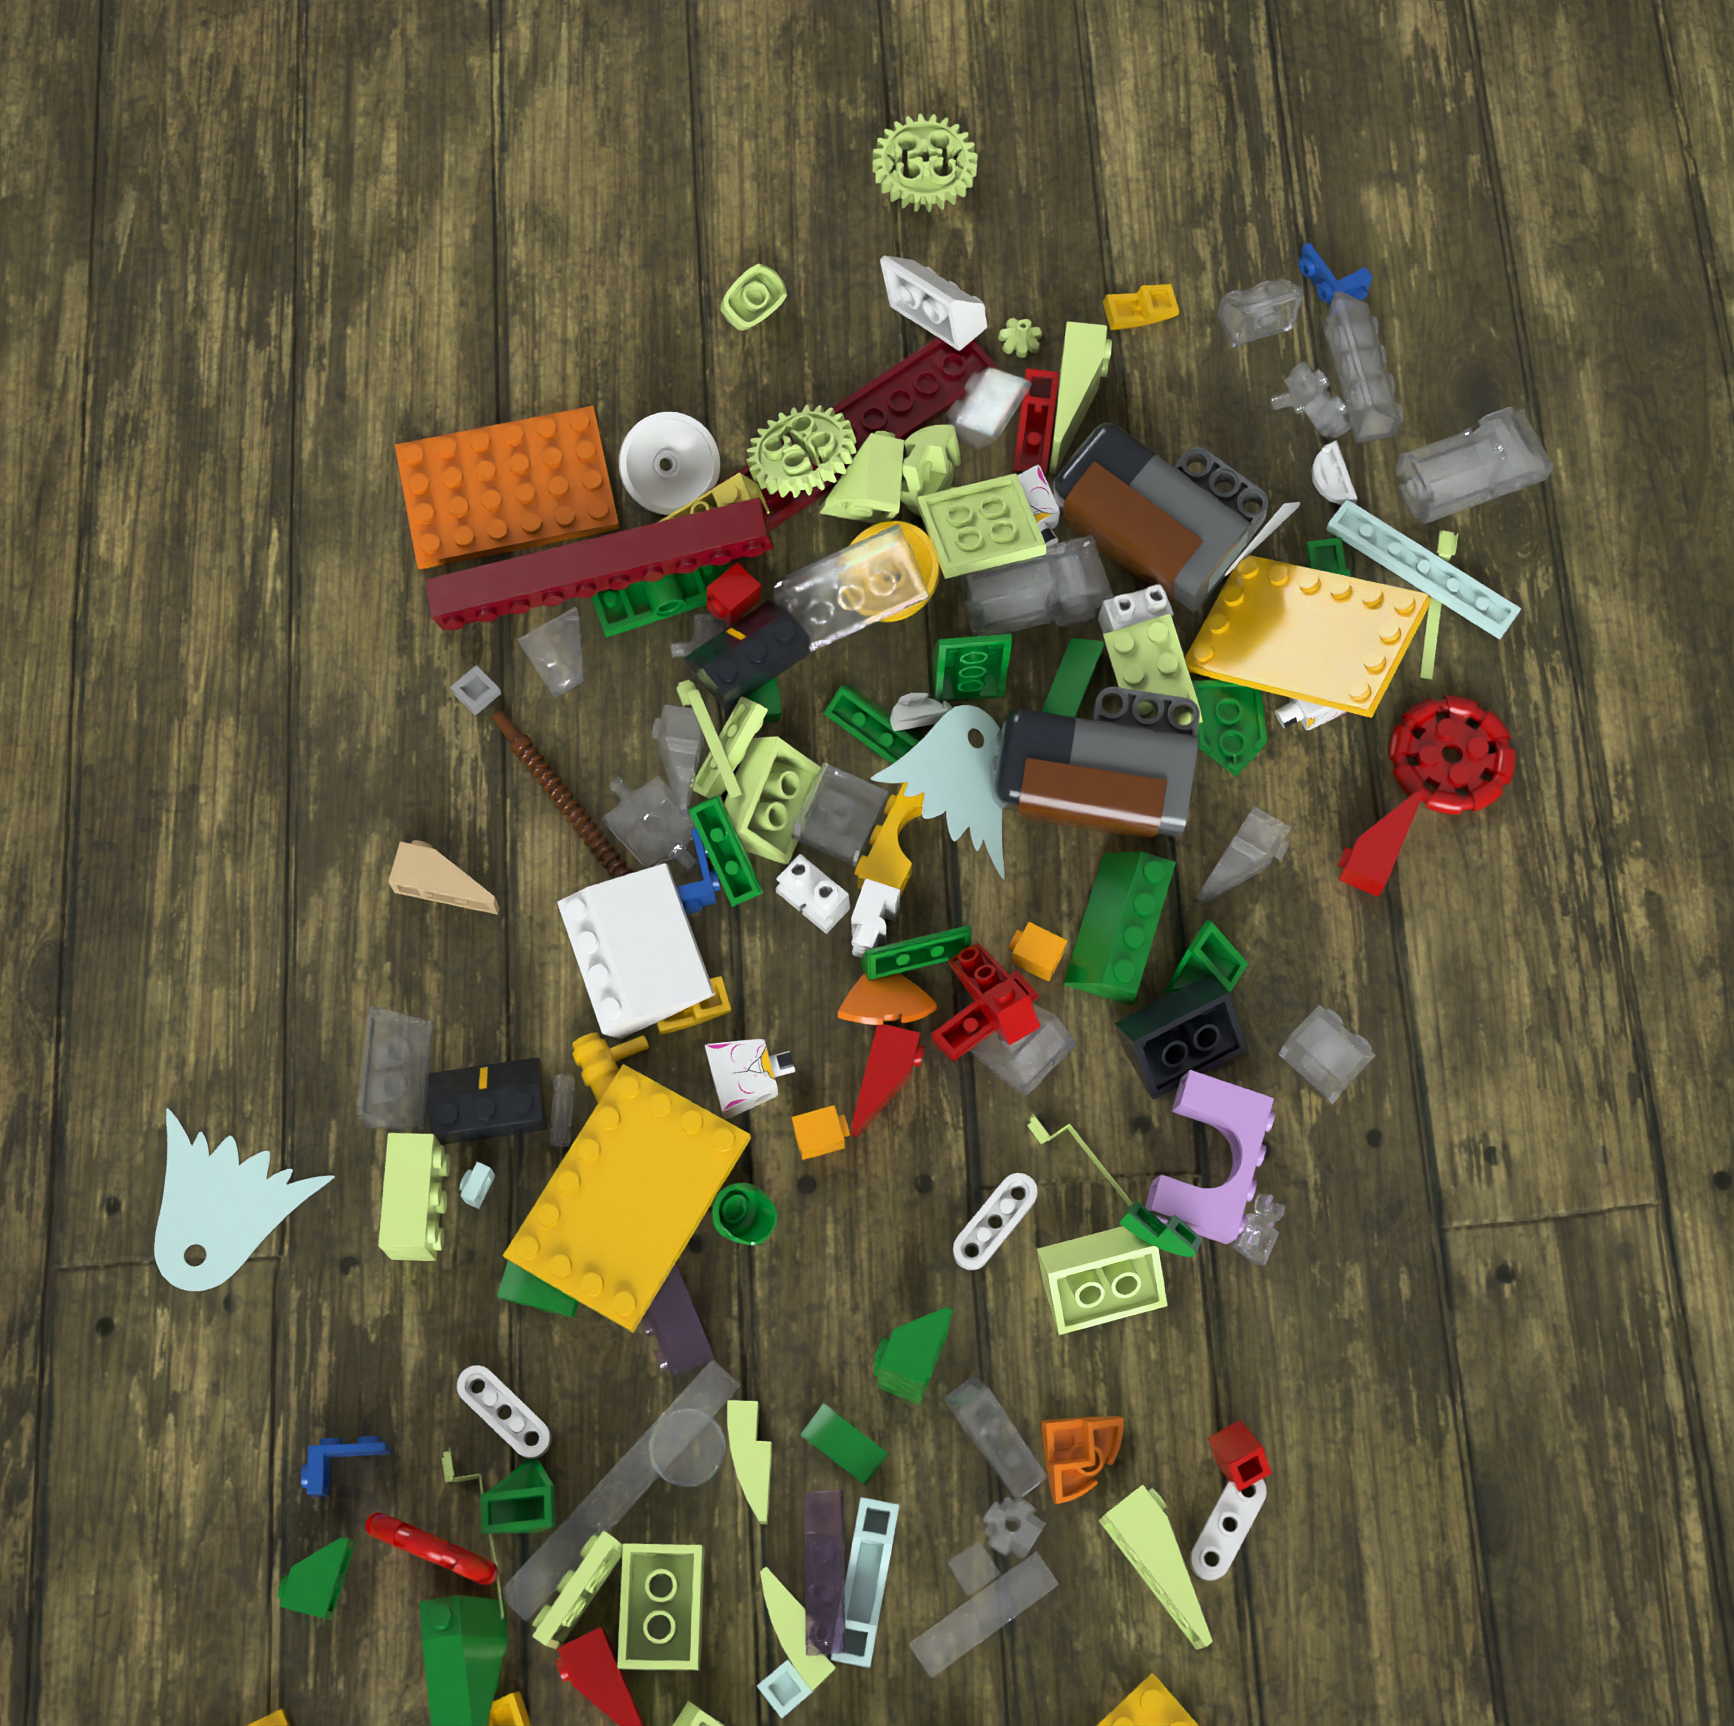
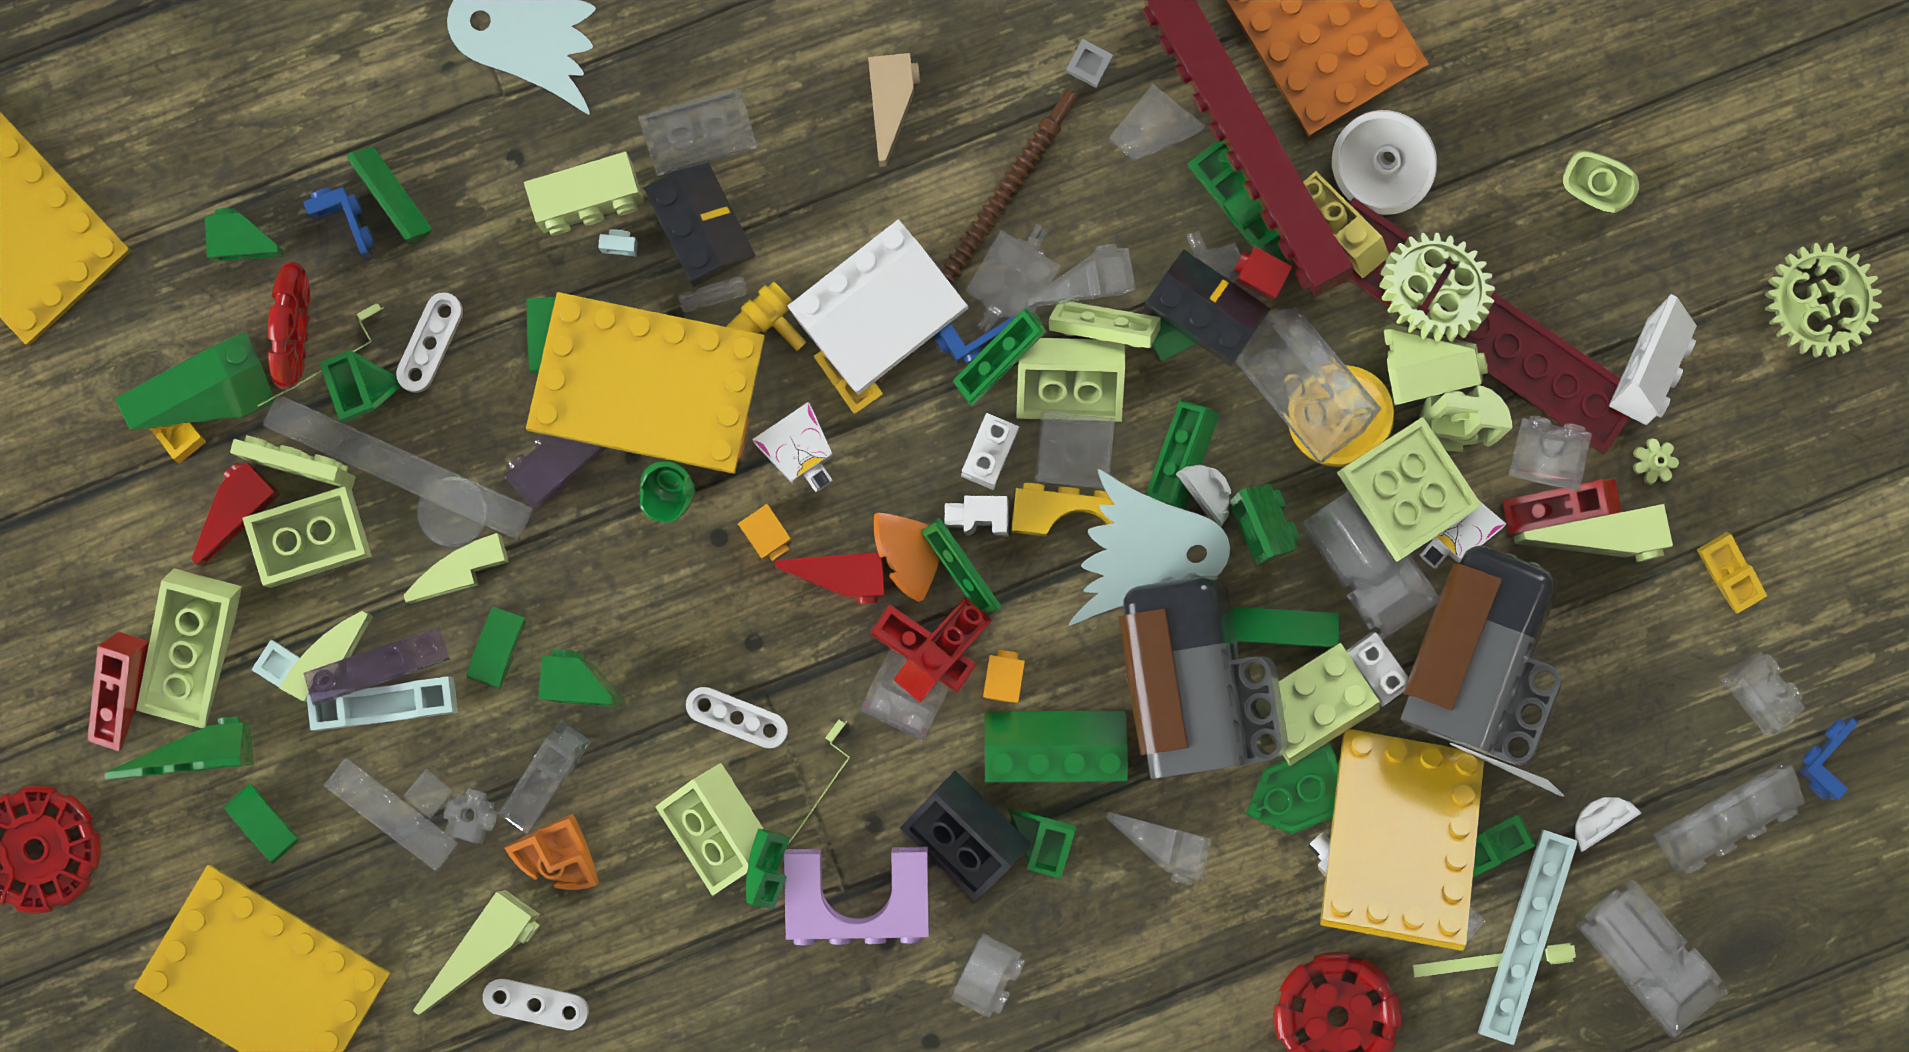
camera: 75 degrees right, 15 degrees up
(335, 1405) = (390, 194): none -> green slope
(690, 695) = (1151, 268): yellowish green piece -> none
(1239, 1455) = (594, 996): red brick -> none
(1258, 1235) = (801, 959): clear plate -> none
(1310, 394) = (1680, 777): clear brick -> none
(1376, 850) = (1208, 969): red slope -> none

